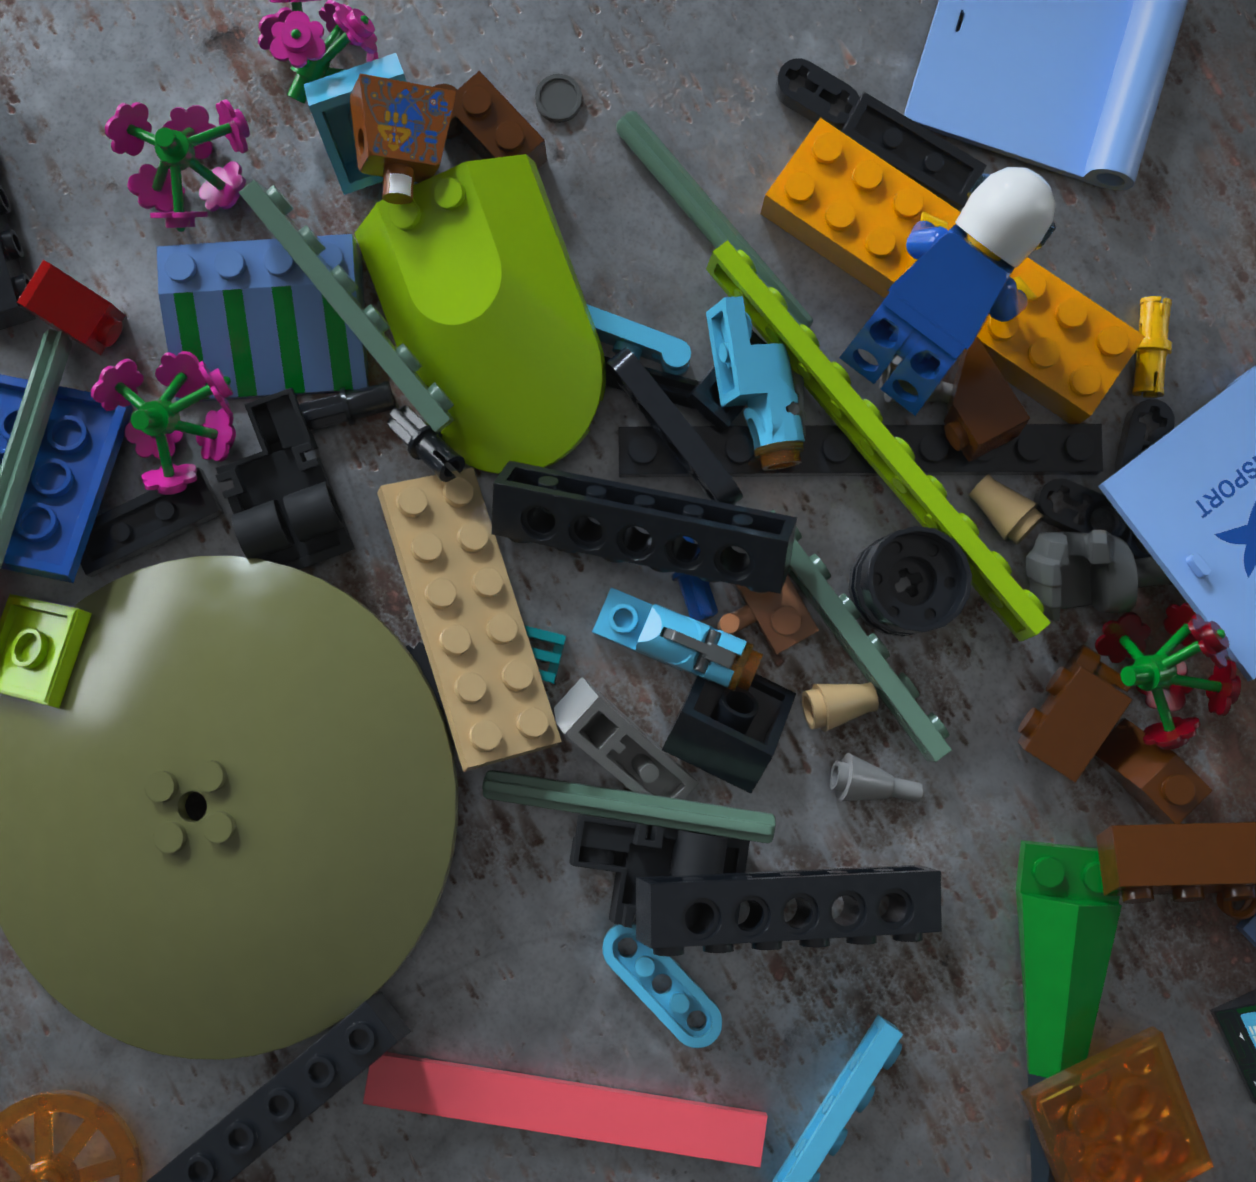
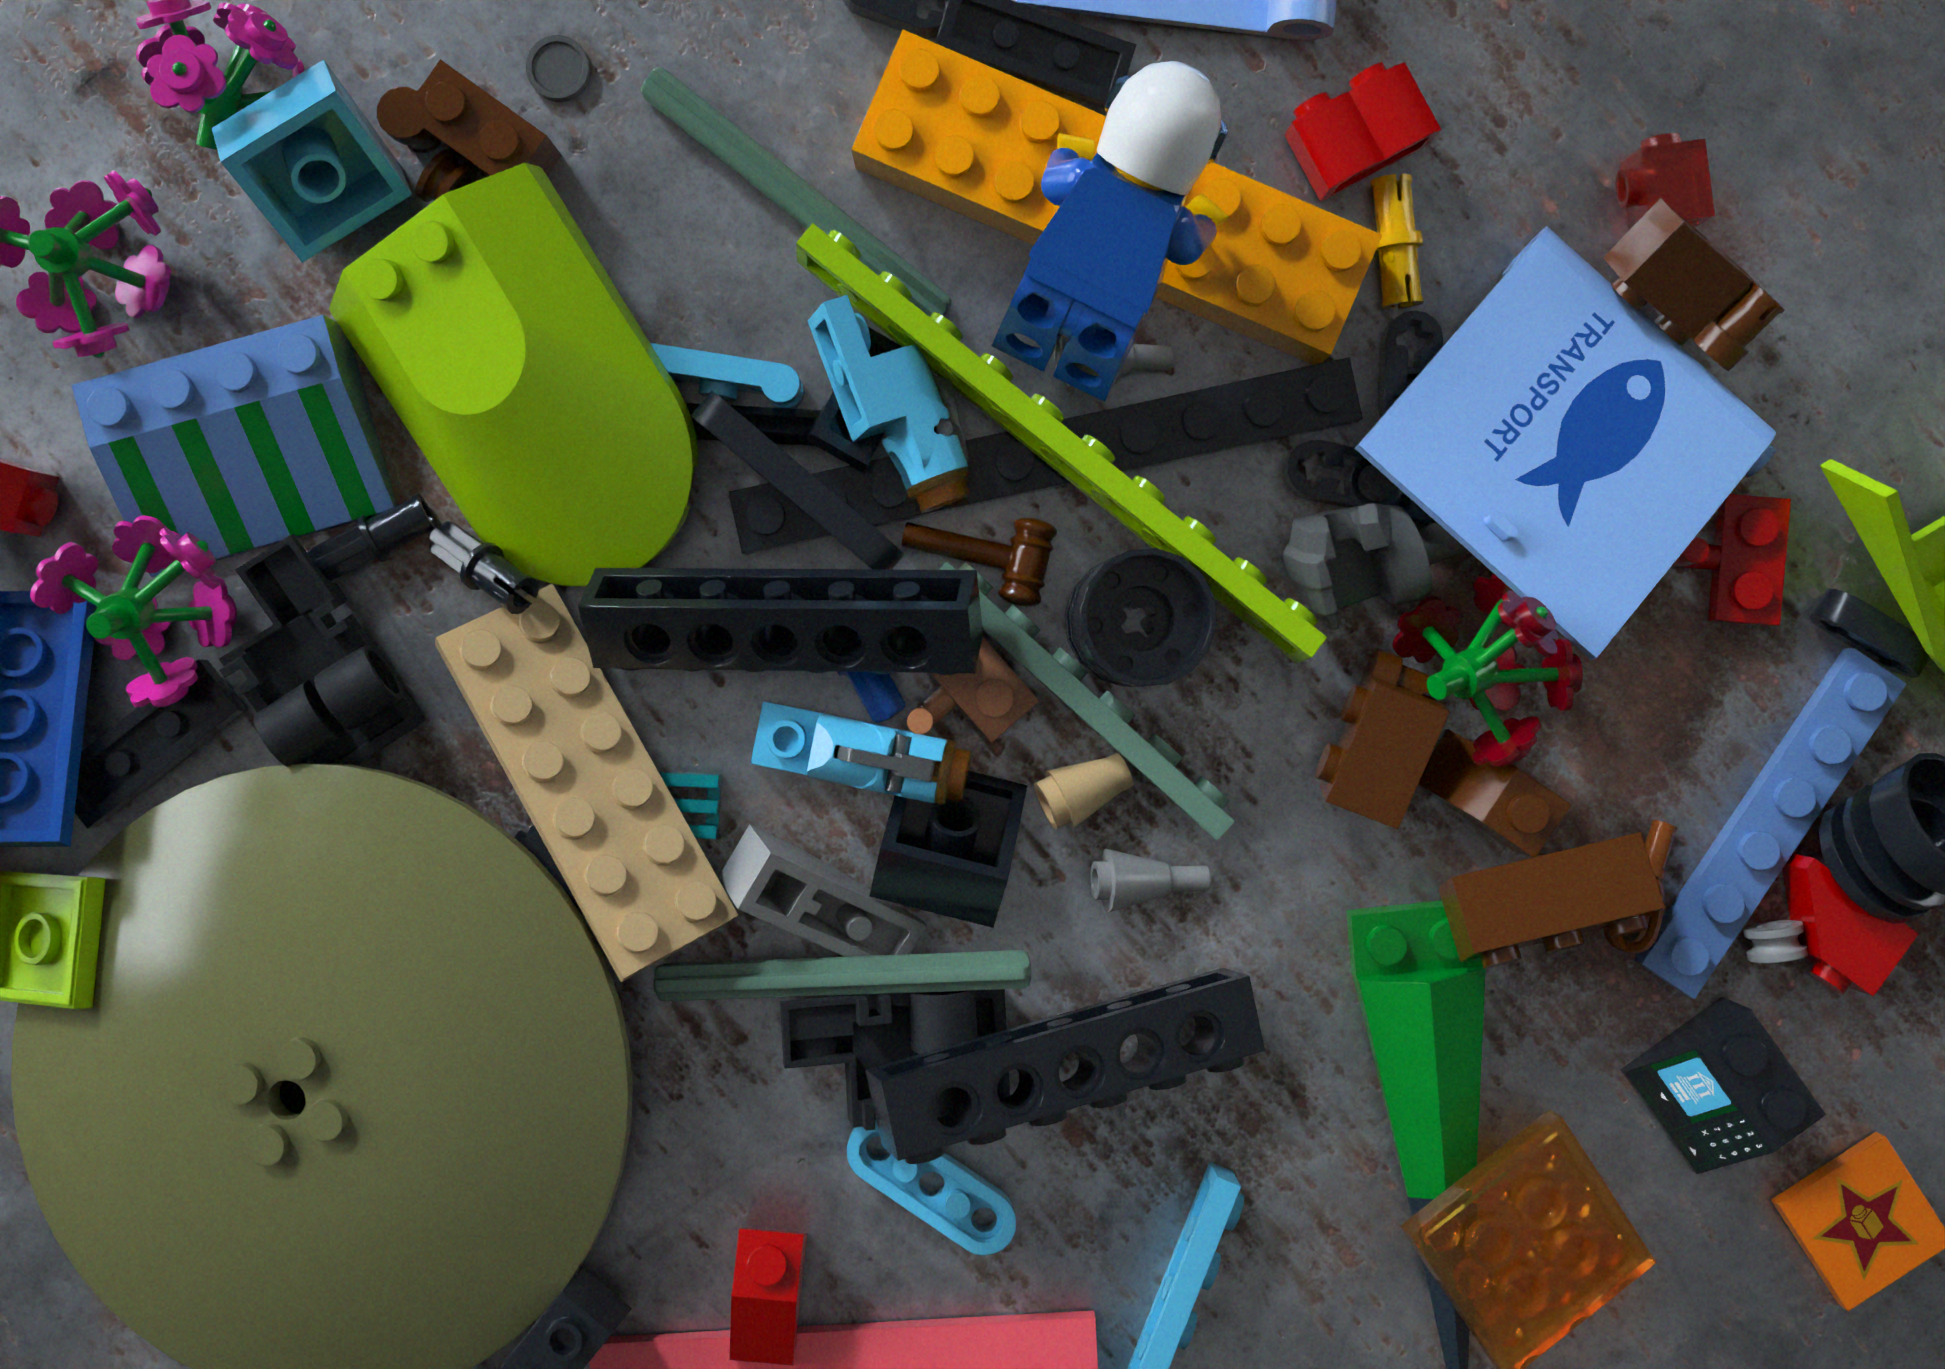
camera: 10 degrees left, 5 degrees up
(337, 289) = (318, 399): sand green plate -> none
(399, 132) = (348, 173): dark orange torso -> none
(458, 153) = (443, 176): none -> reddish brown bush
(518, 1042) = (766, 1295): none -> red slope
(827, 524) = (1023, 560): none -> reddish brown piece
(981, 406) = (1188, 371): reddish brown slope -> none
(1006, 509) = (1249, 495): tan cone -> none
(1141, 259) = (1362, 129): none -> red brick

